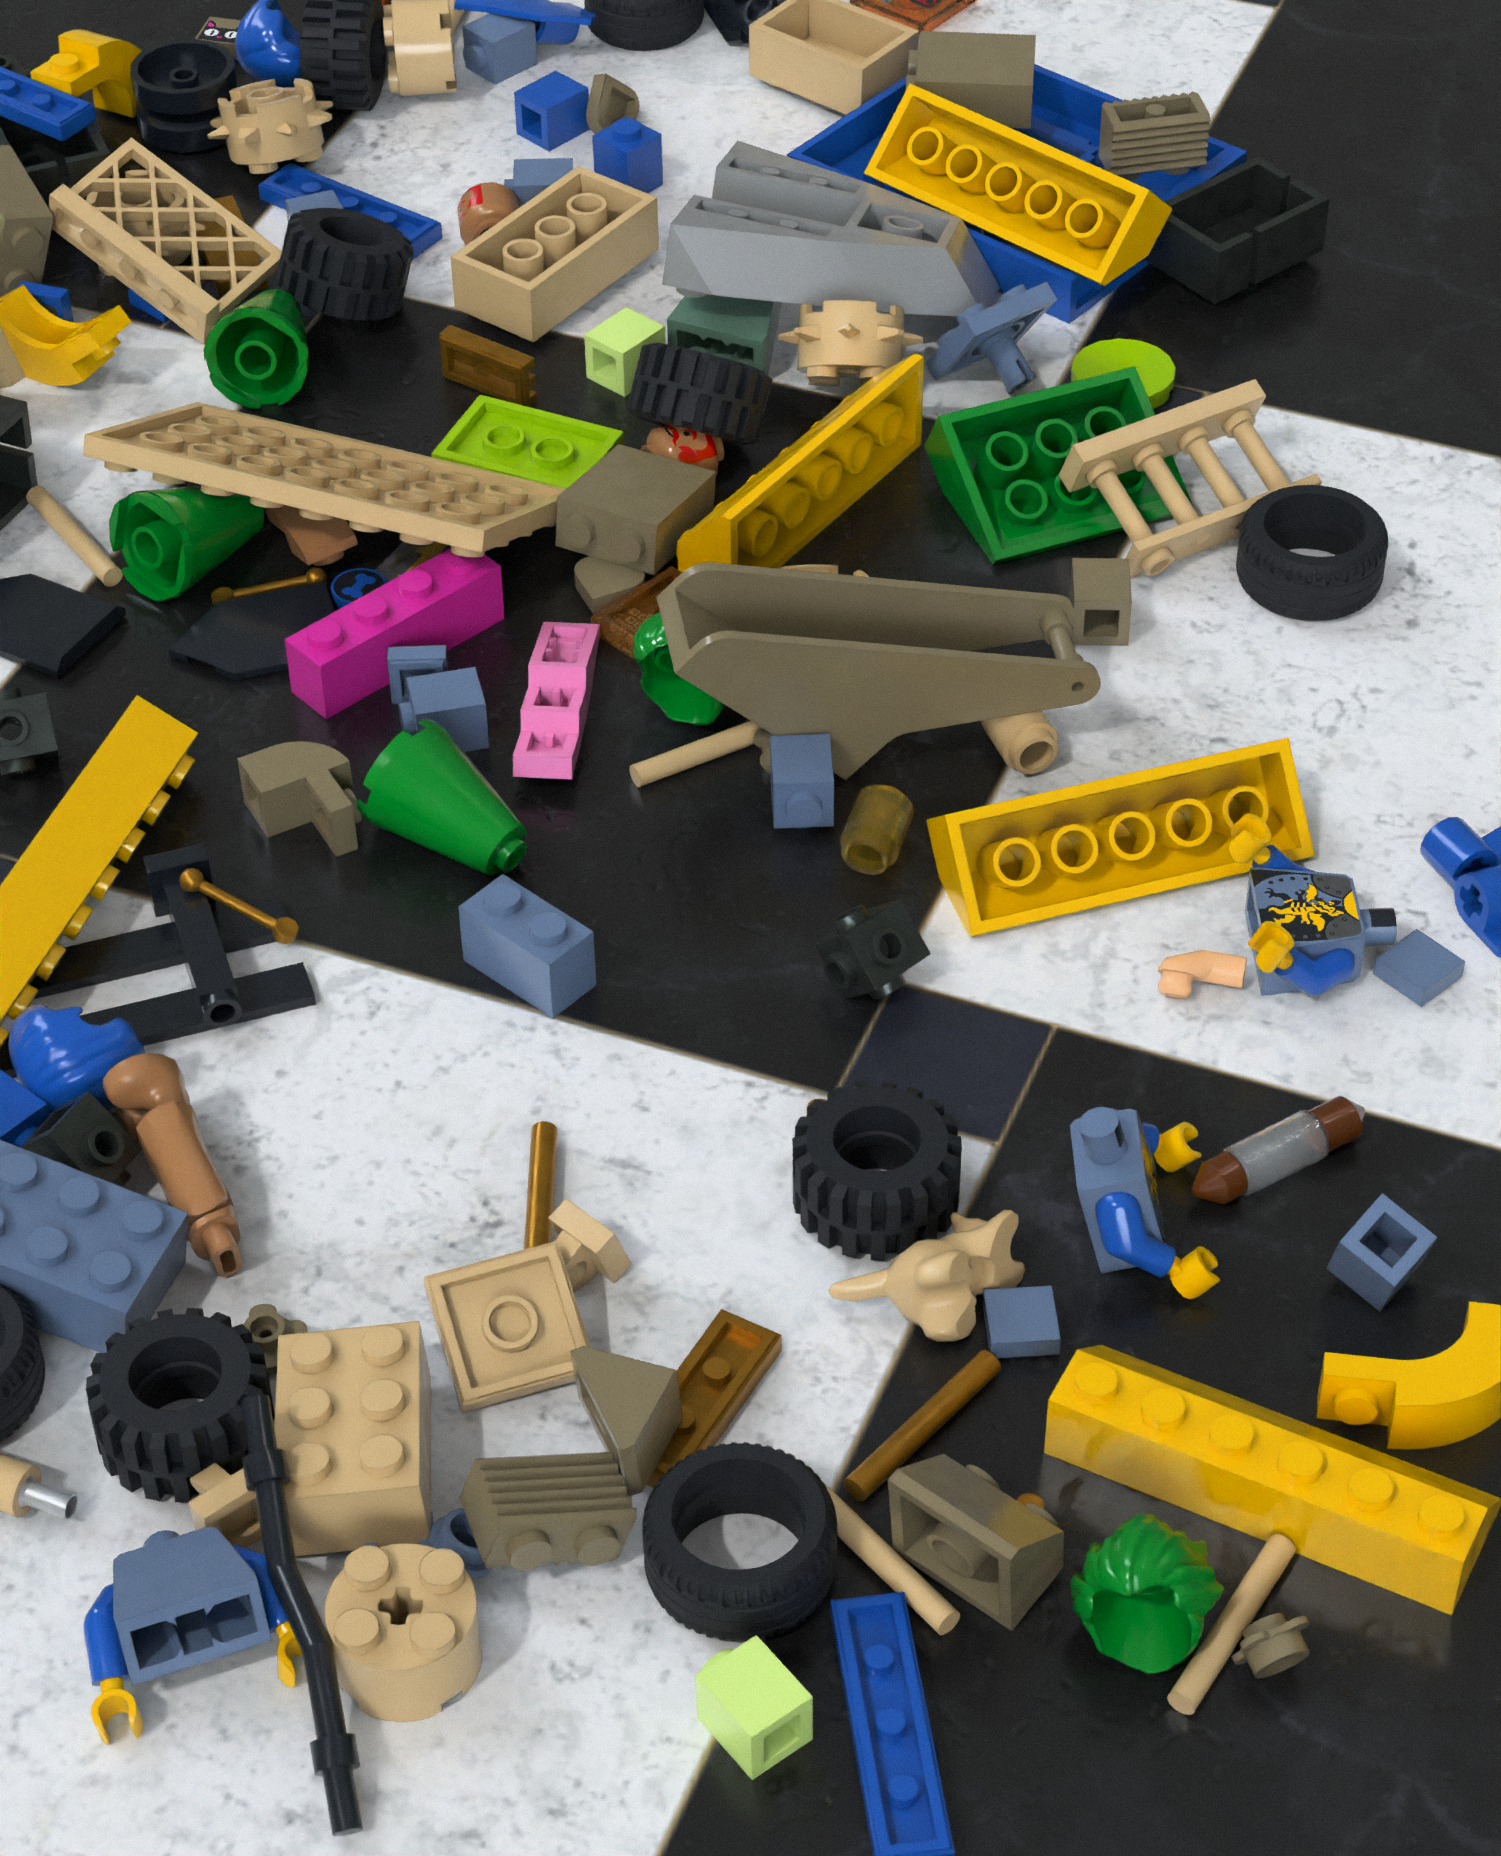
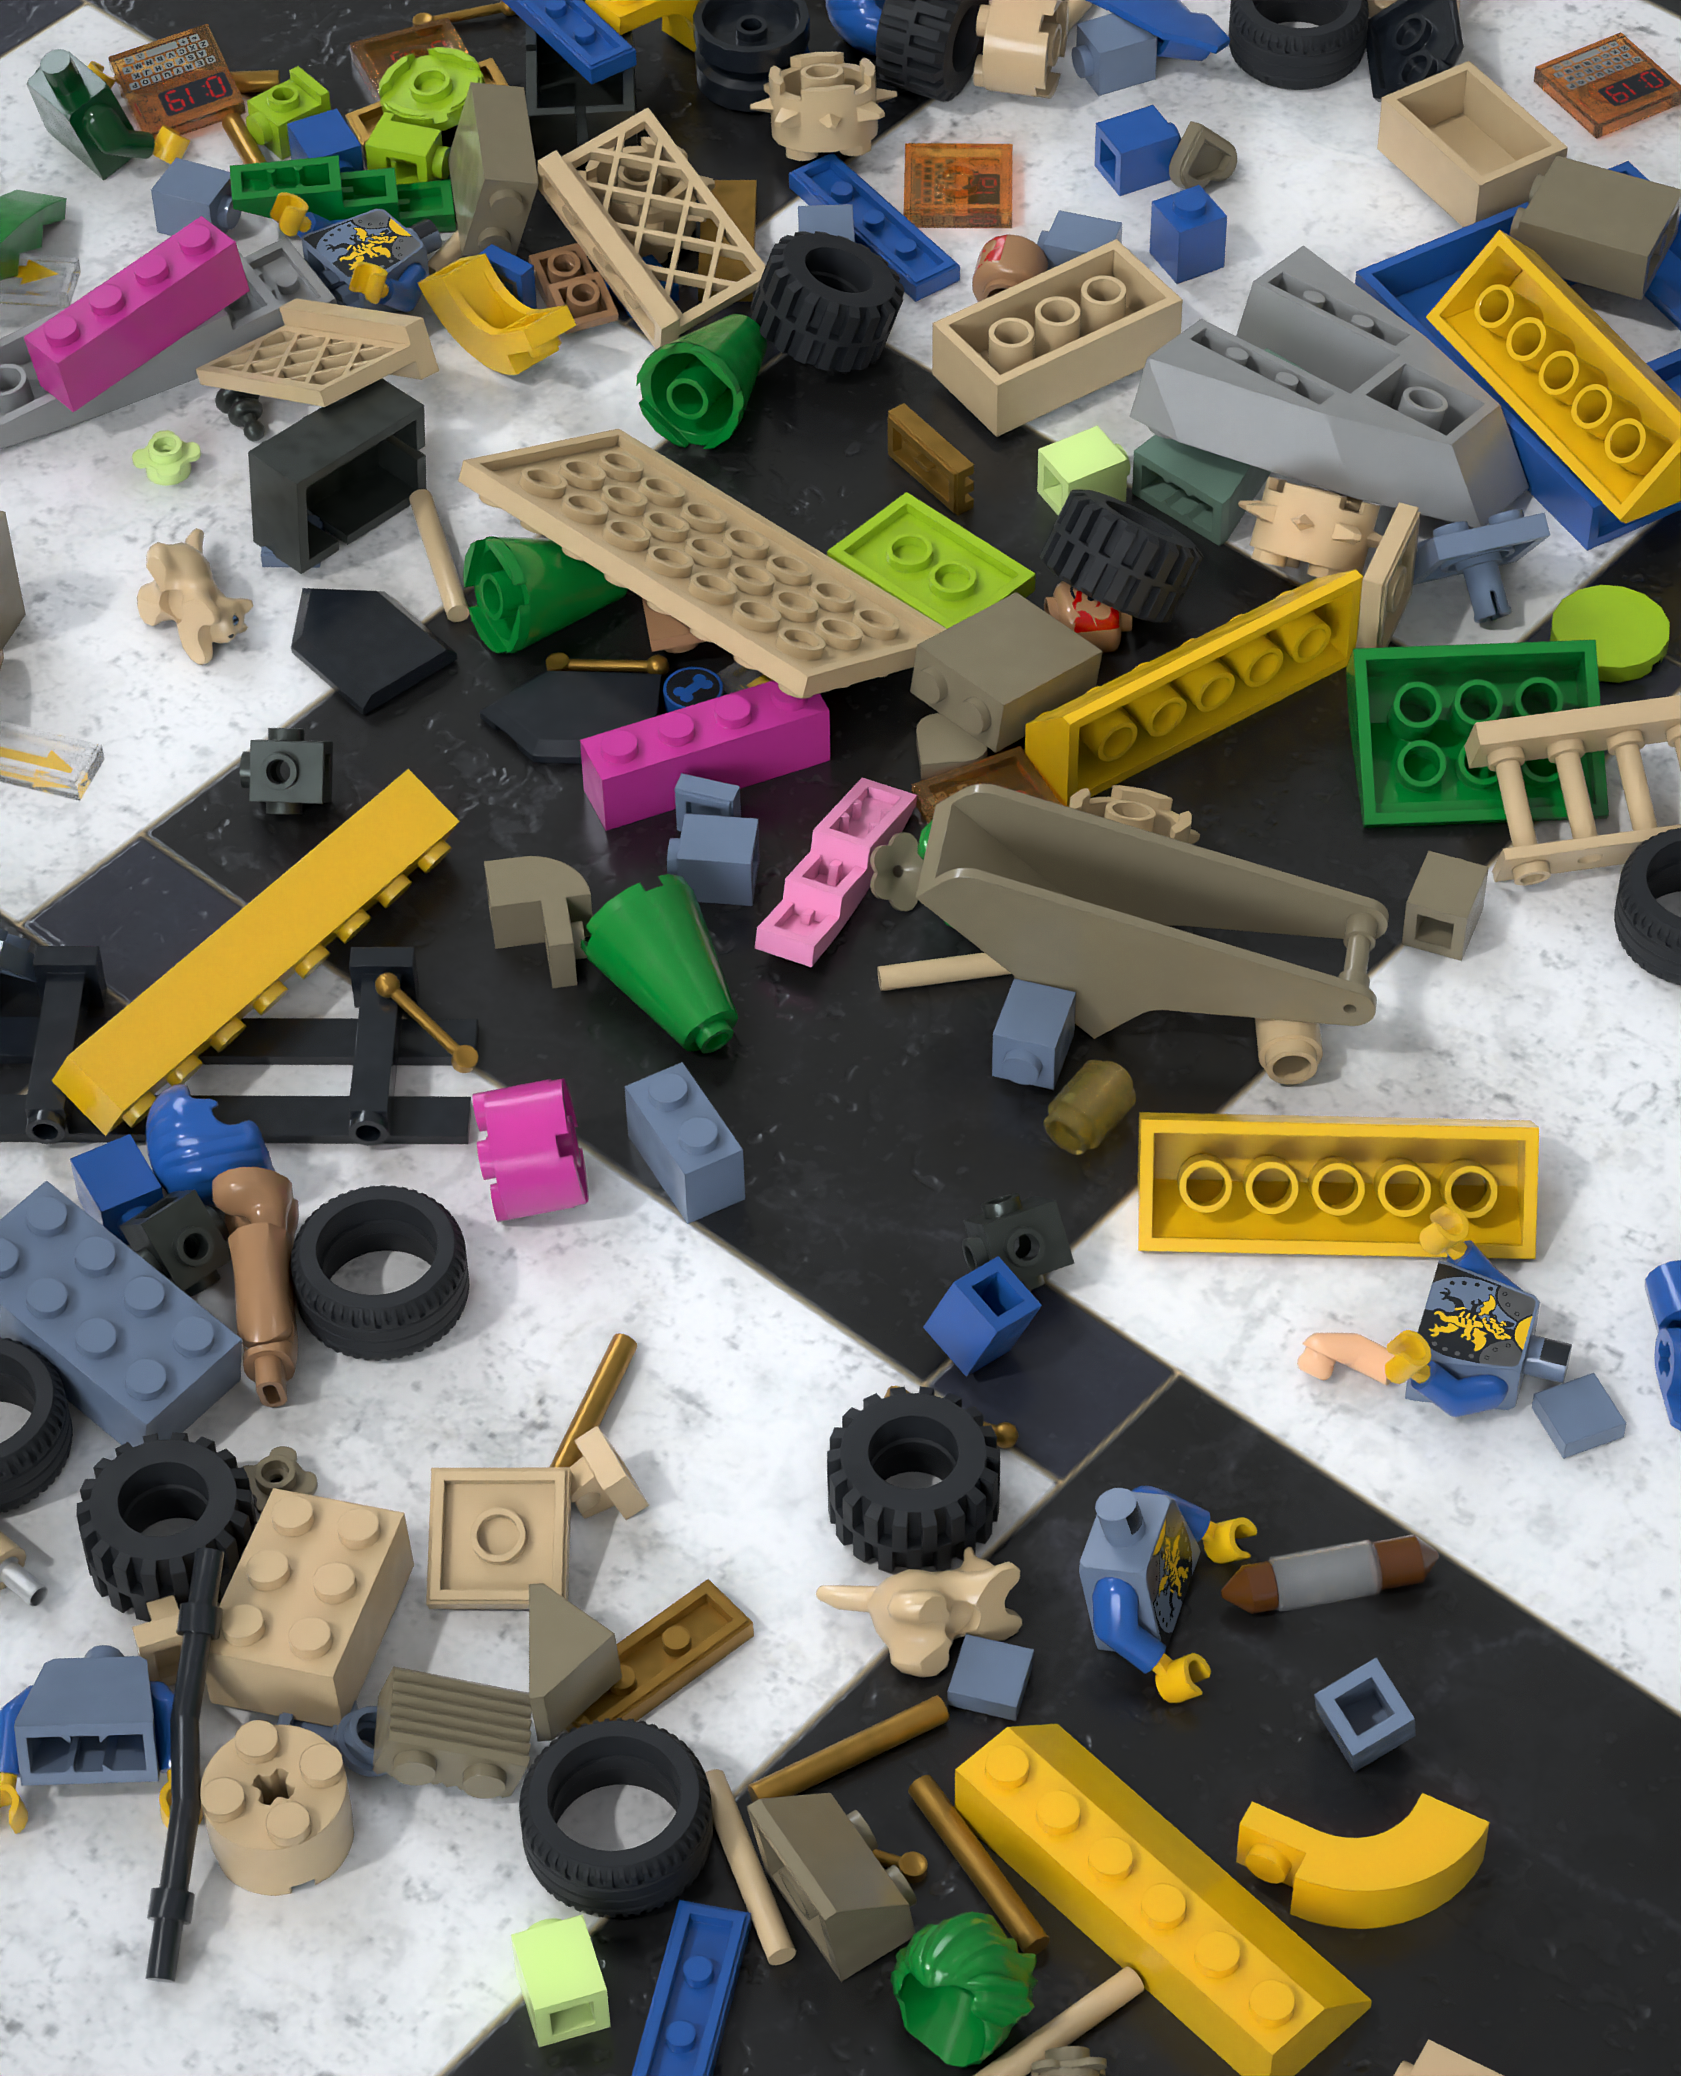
camera: 20 degrees right, 5 degrees up
(95, 295) = (568, 279): none -> medium nougat slope
(282, 1080) = (372, 1222): none -> black tyre
(391, 983) = (530, 1149): none -> dark pink brick
(409, 167) = (958, 185): none -> clear orange tile
(617, 684) = (897, 871): none -> dark tan plant
(872, 1016) = (982, 1316): none -> blue brick
(934, 363) = (1389, 579): none -> tan tile
(1074, 1476) = (978, 1865): none -> pearl gold bar

